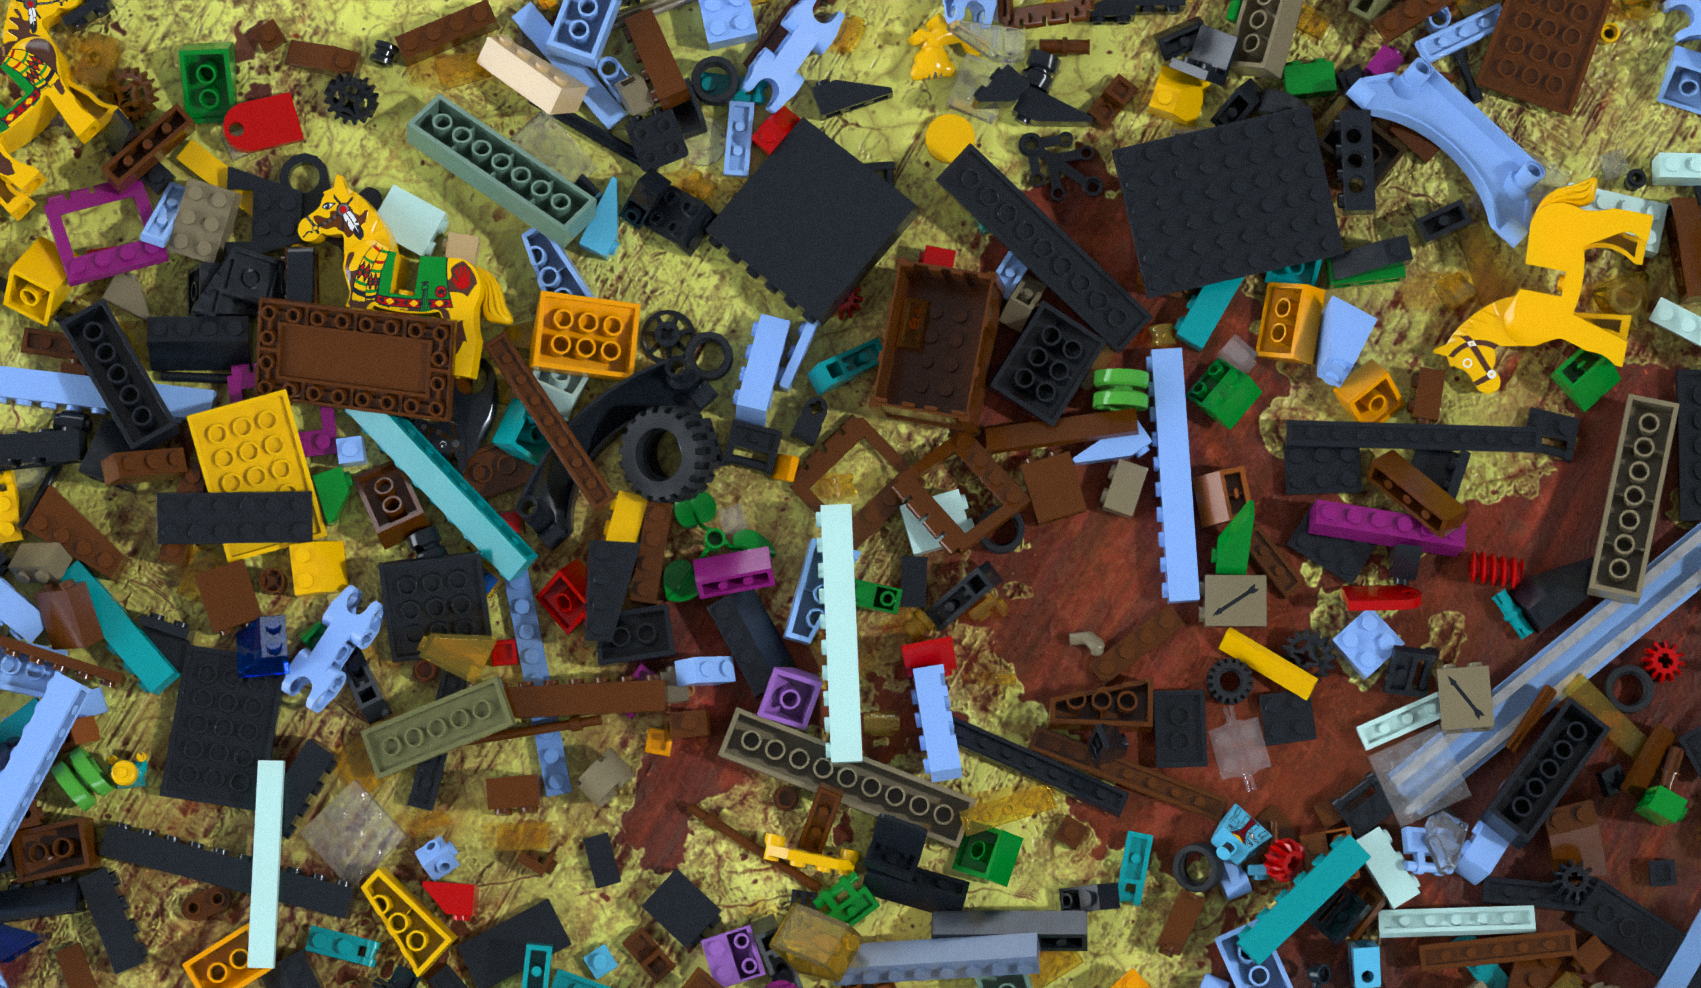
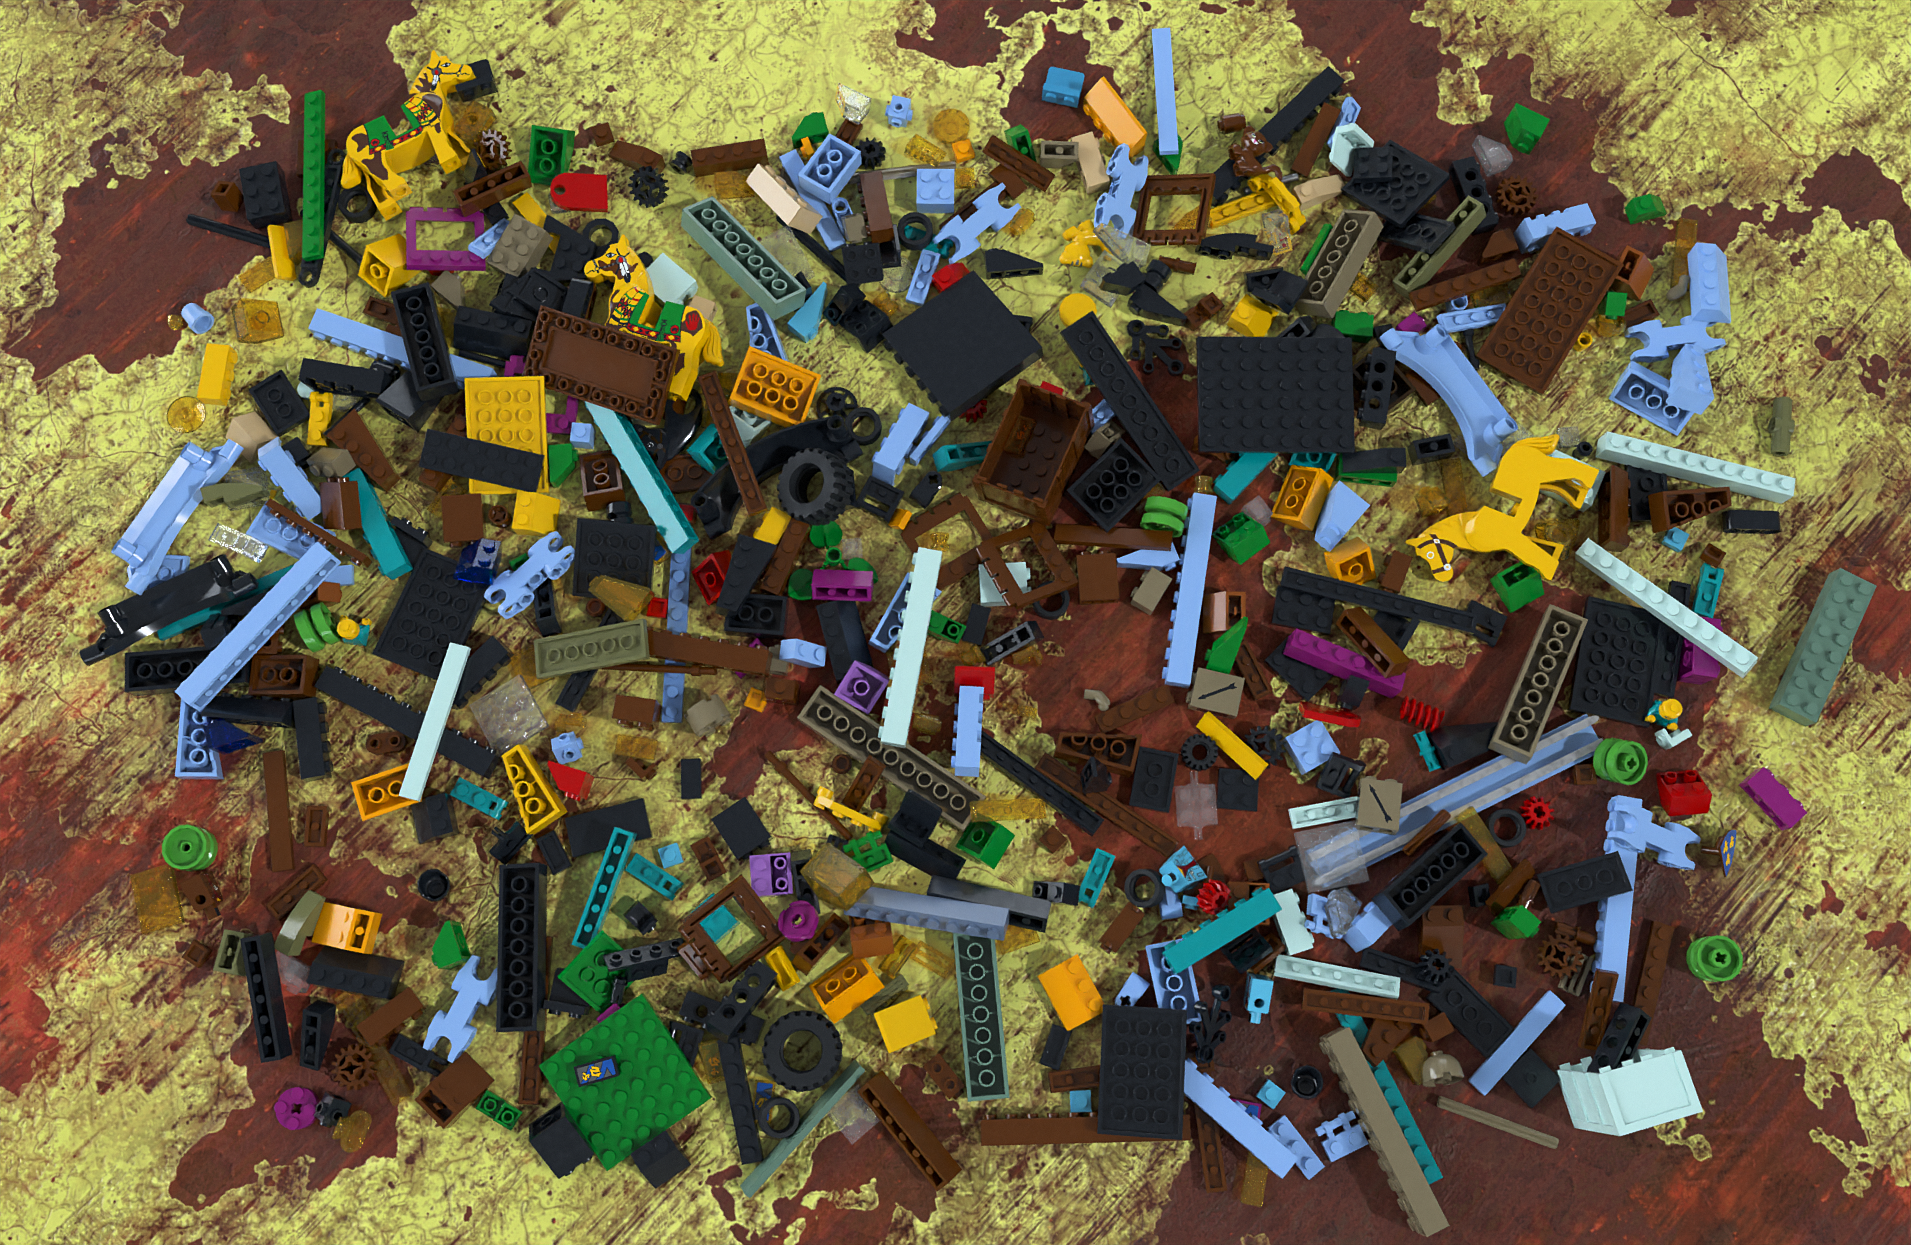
camera: 10 degrees right, 5 degrees down
(144, 466) = (423, 407): reddish brown brick -> none

